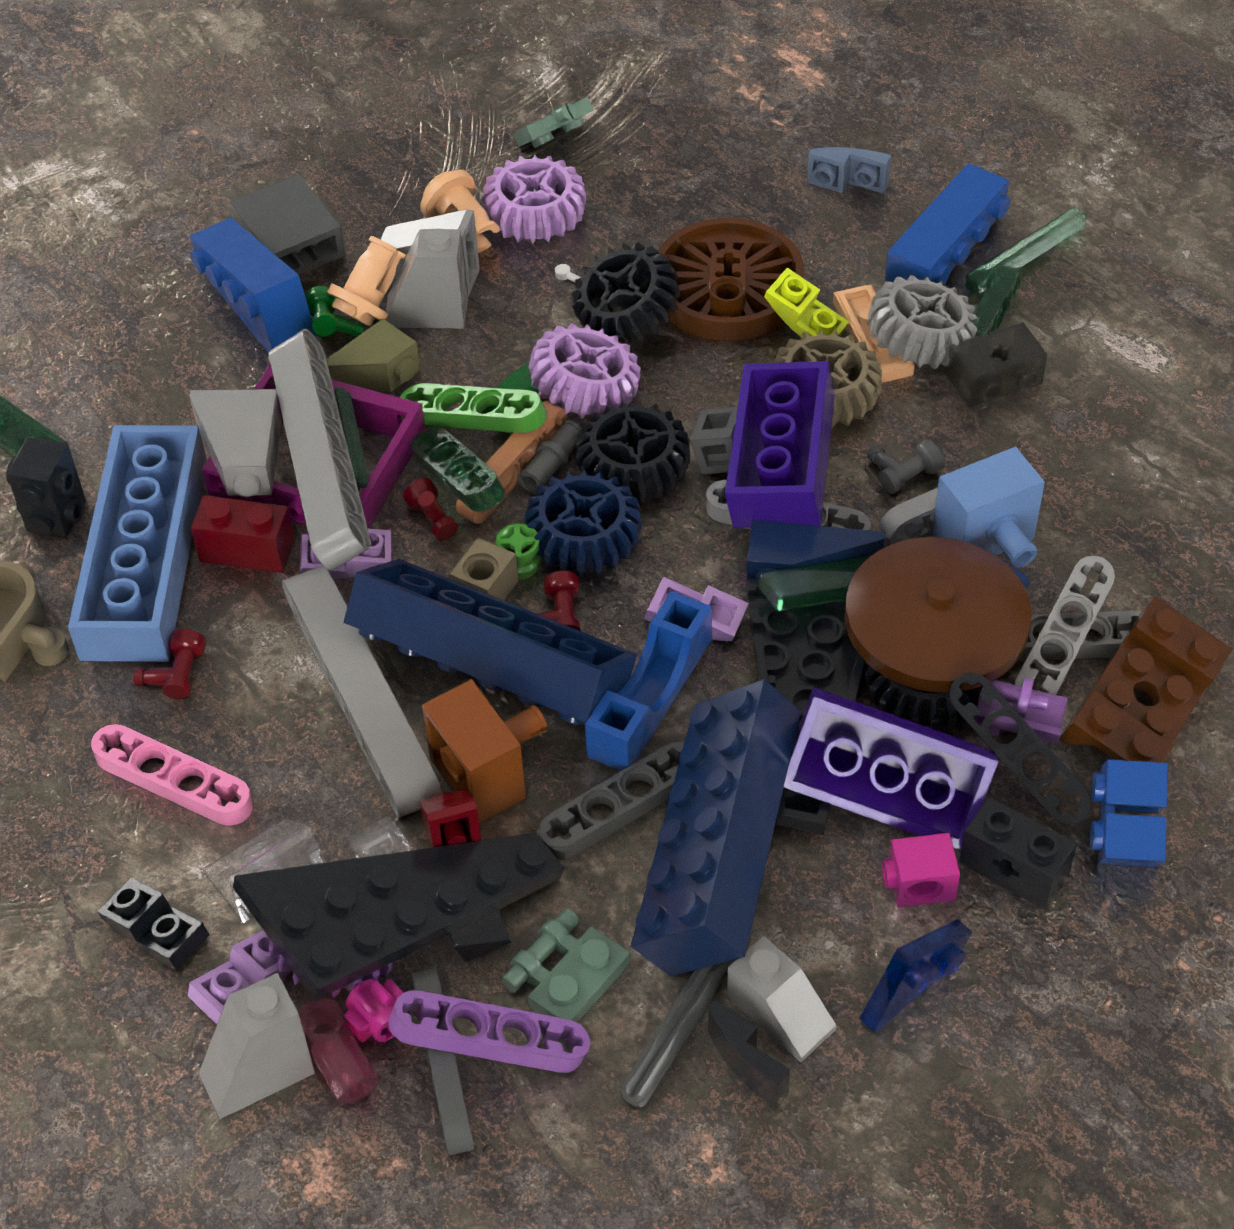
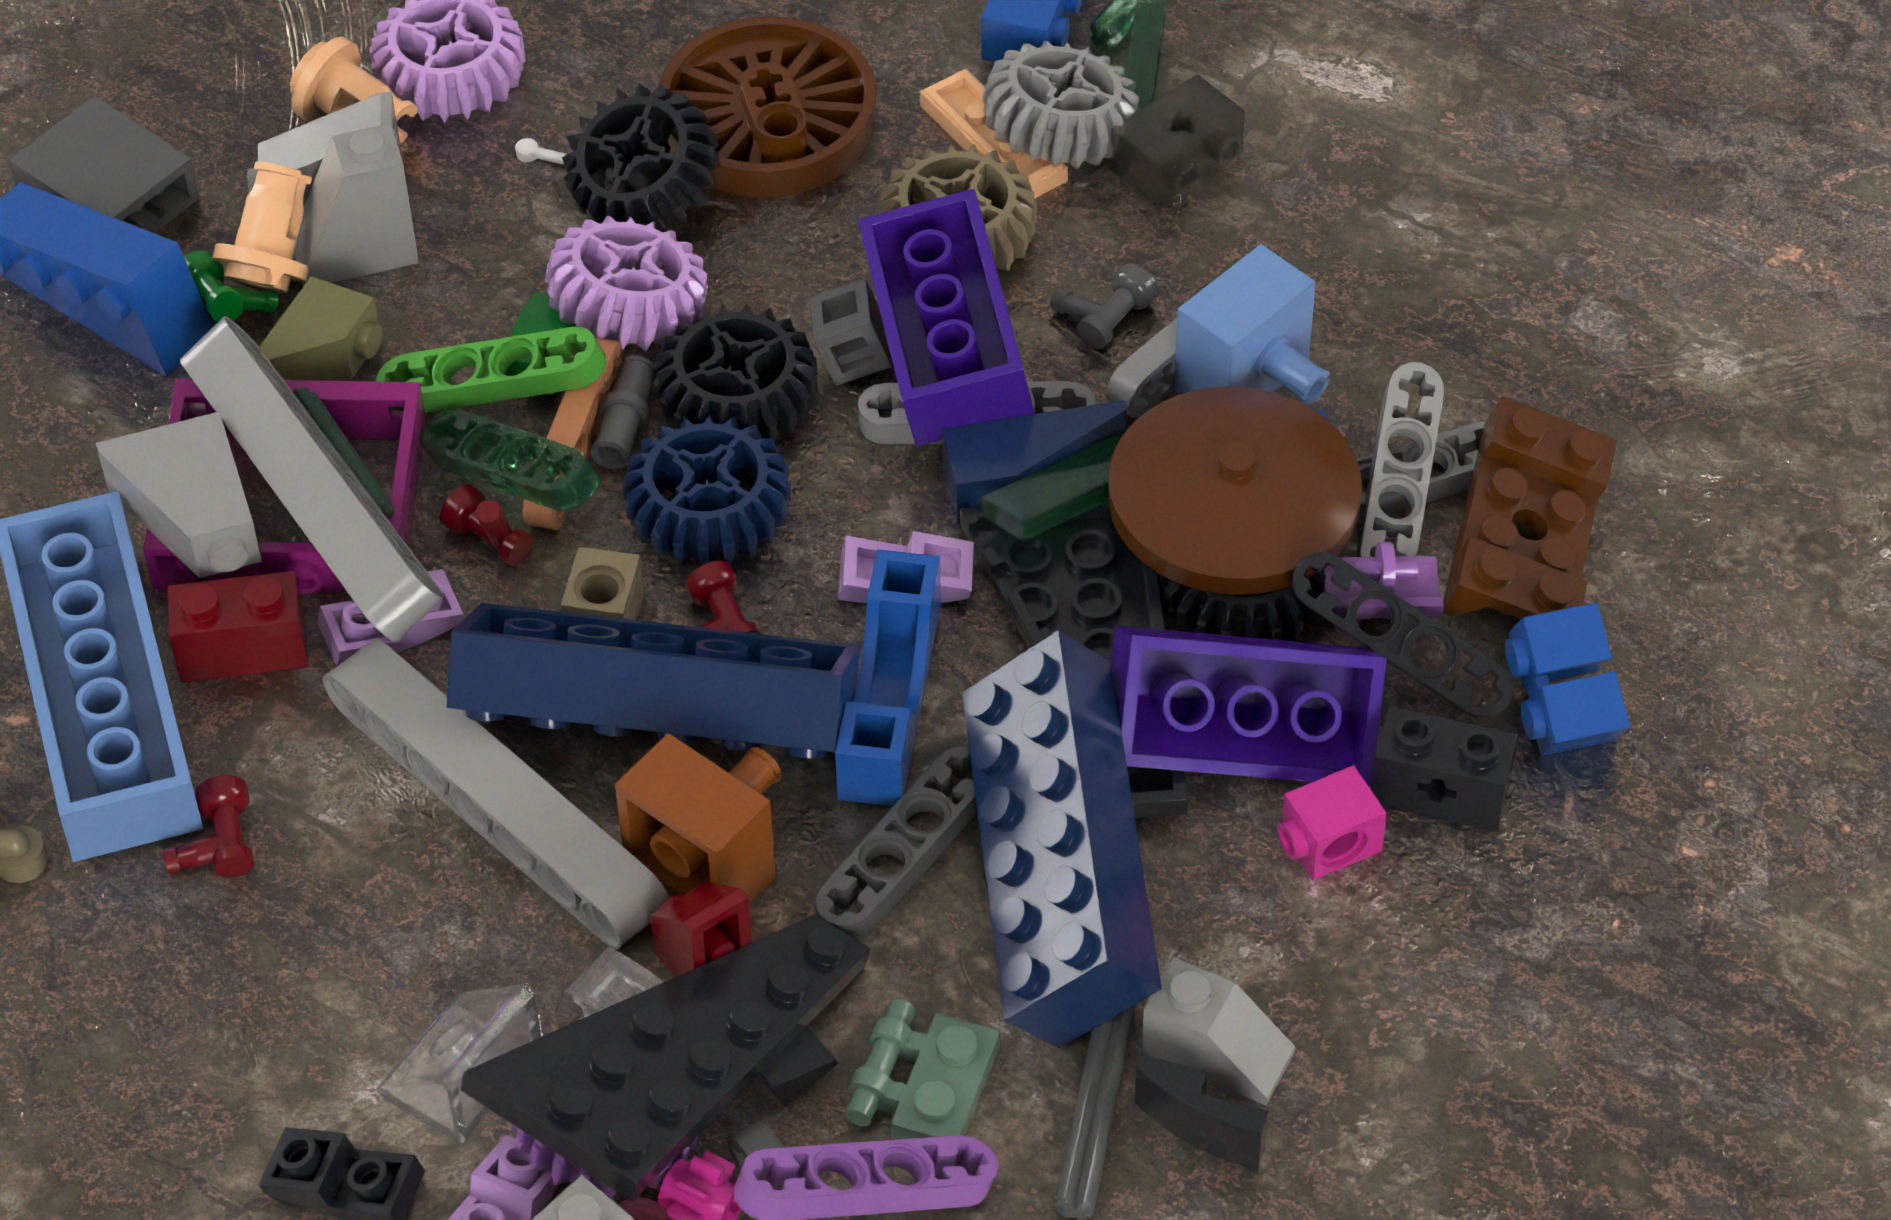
camera: 20 degrees left, 0 degrees up
(175, 769) = (274, 987): bright pink beam -> none
(521, 541) = (637, 536): bright green wheel -> none
(797, 306) = (880, 120): neon yellow slope -> none
(915, 970) = (1371, 950): clear blue wing -> none

